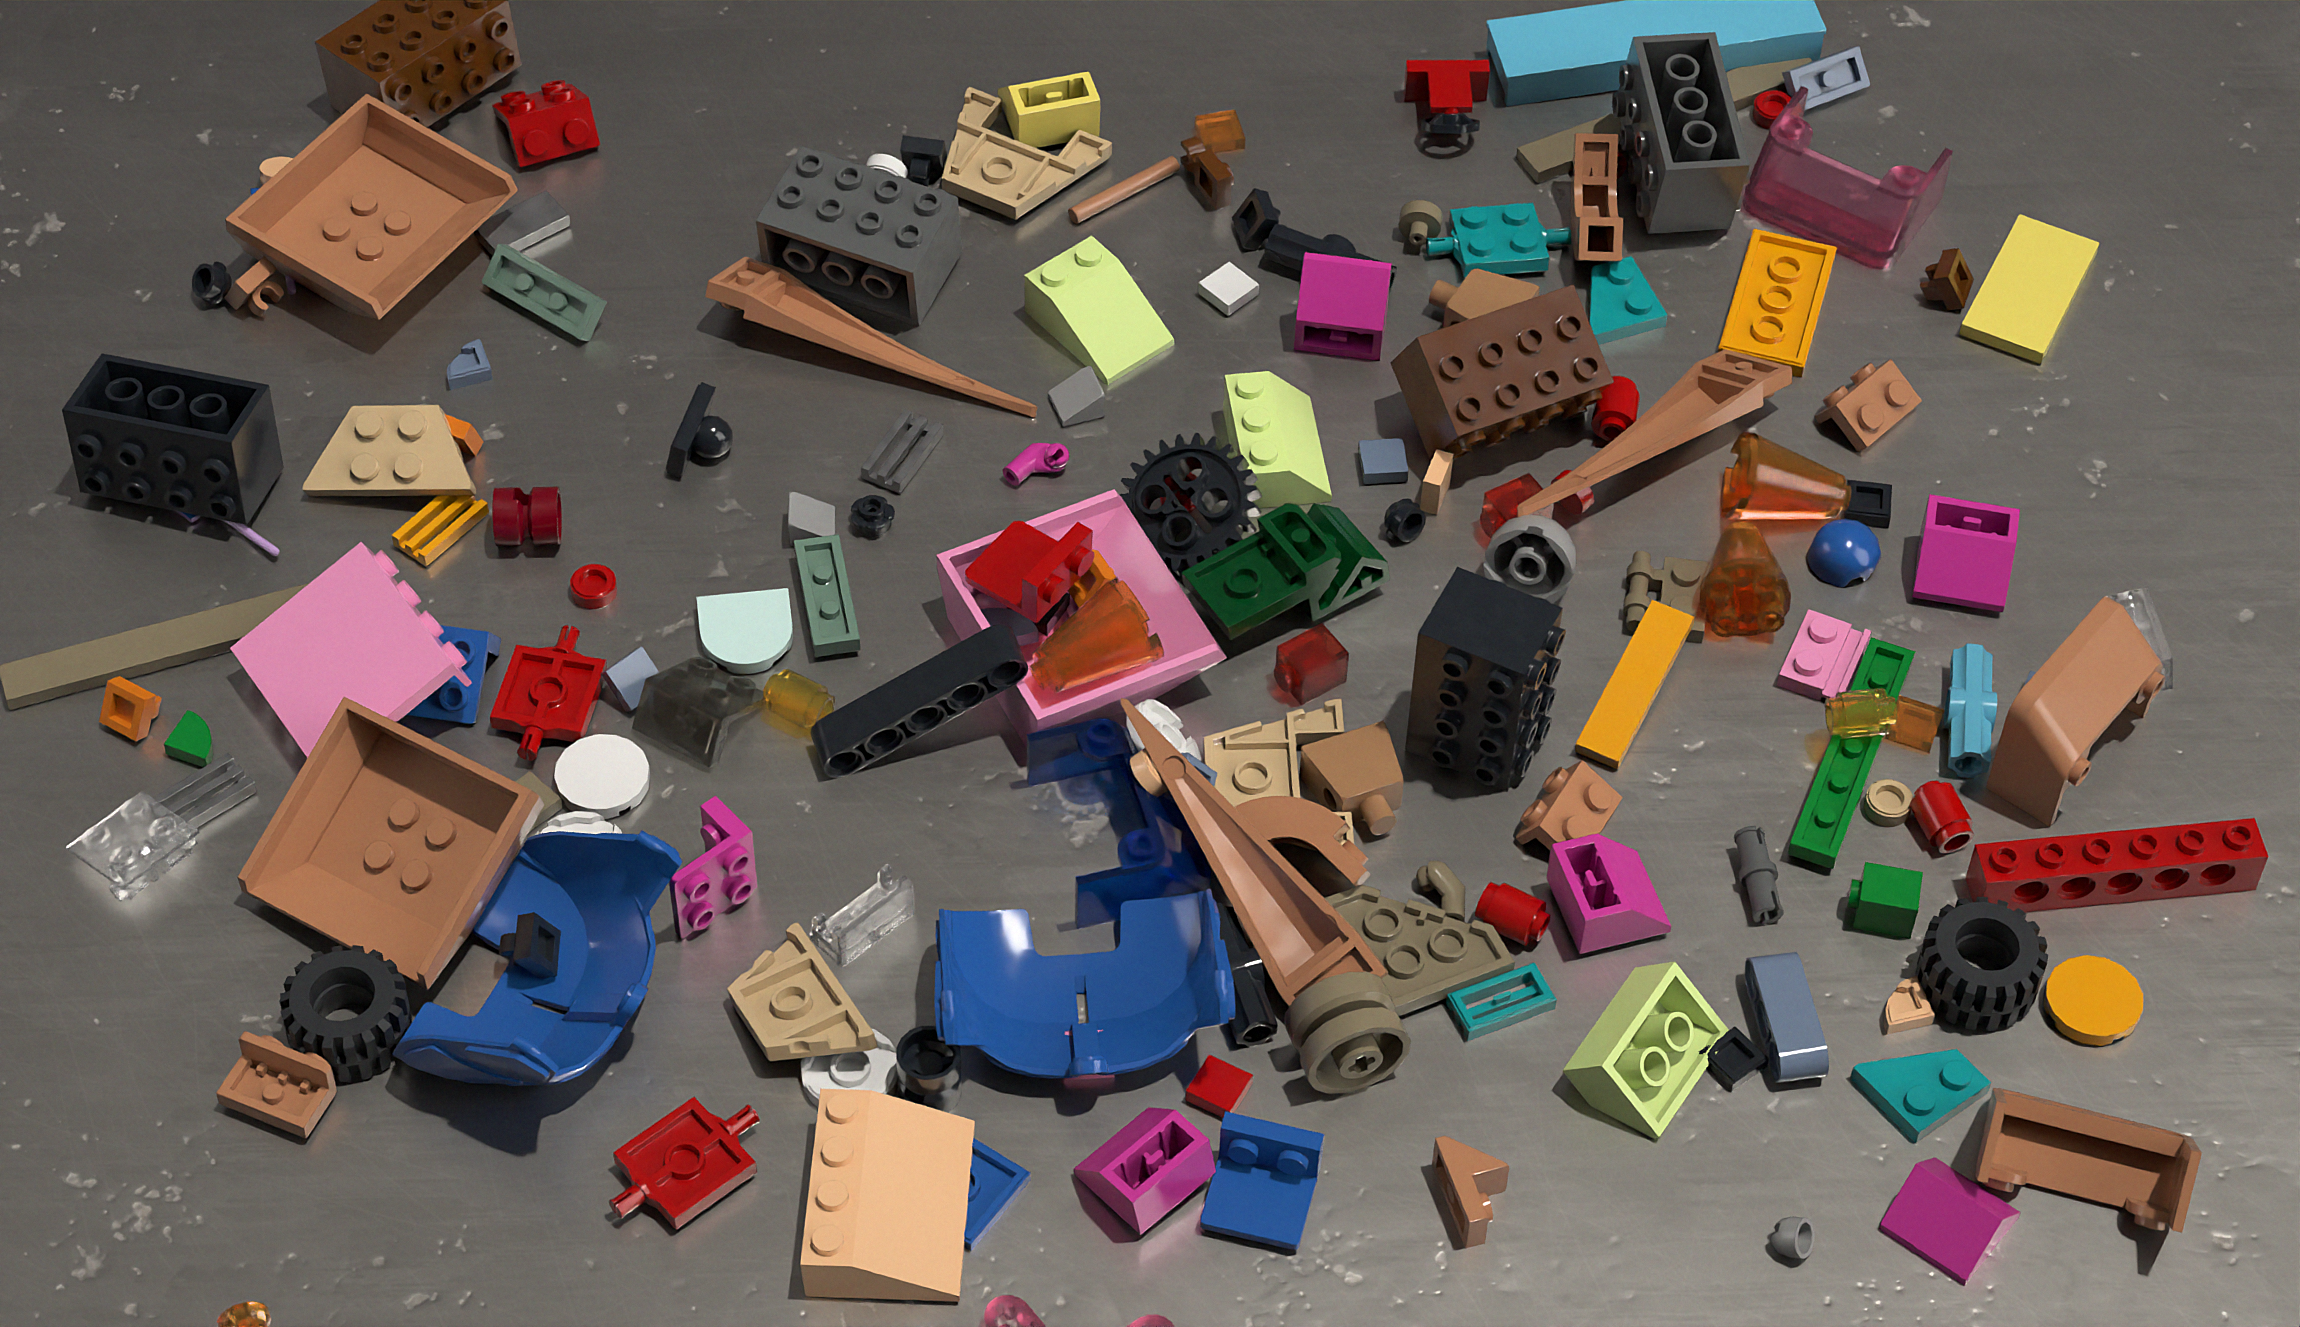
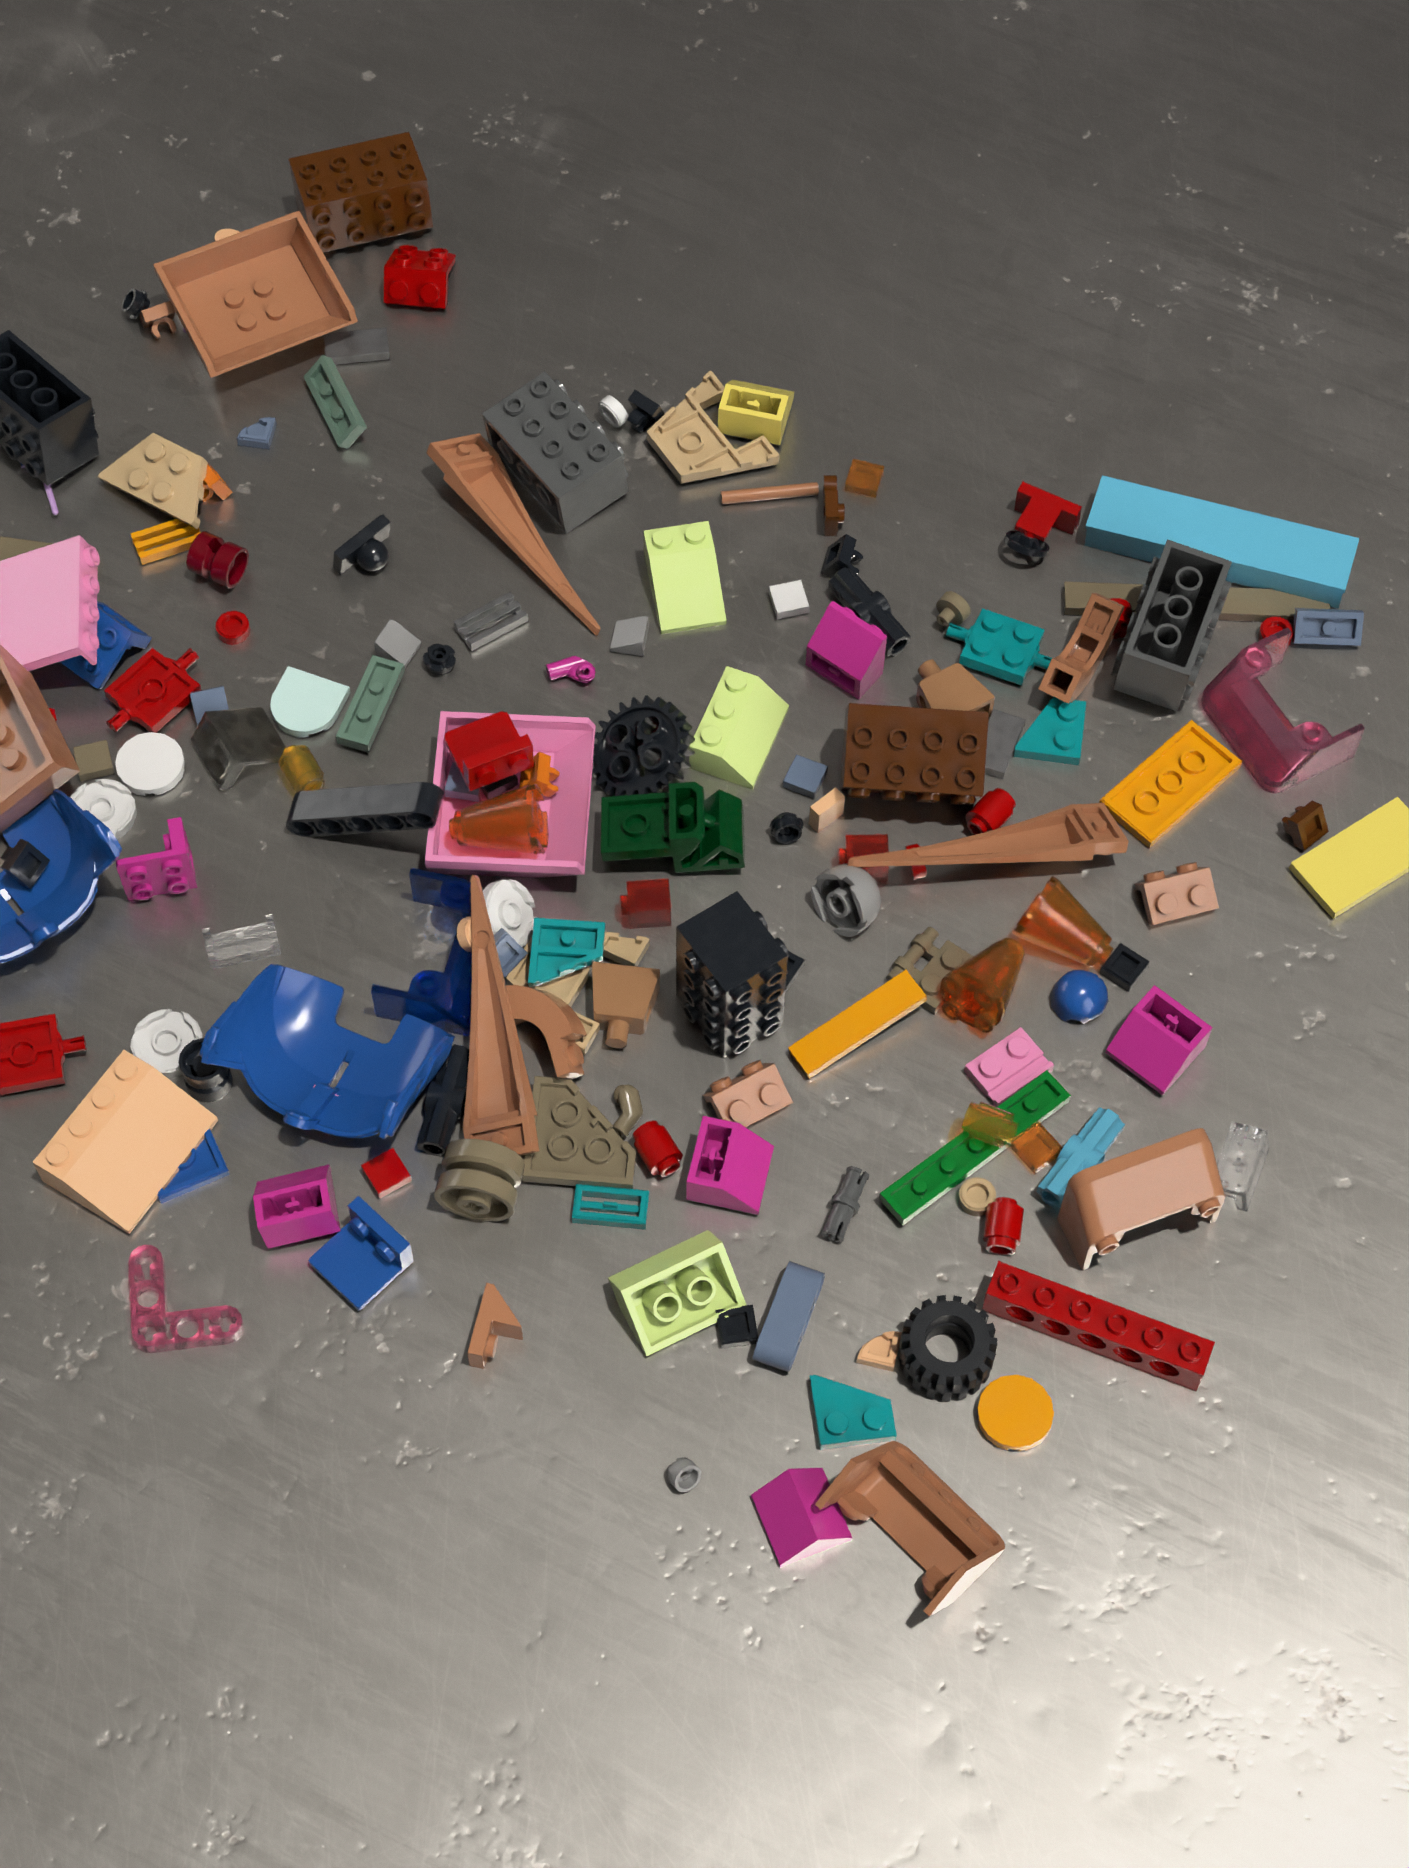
camera: 30 degrees right, 10 degrees up
(798, 1004) = (158, 981): tan wing -> none
(1257, 746) = (563, 948): none -> teal wing
(1885, 899) = (918, 1267): green brick -> none

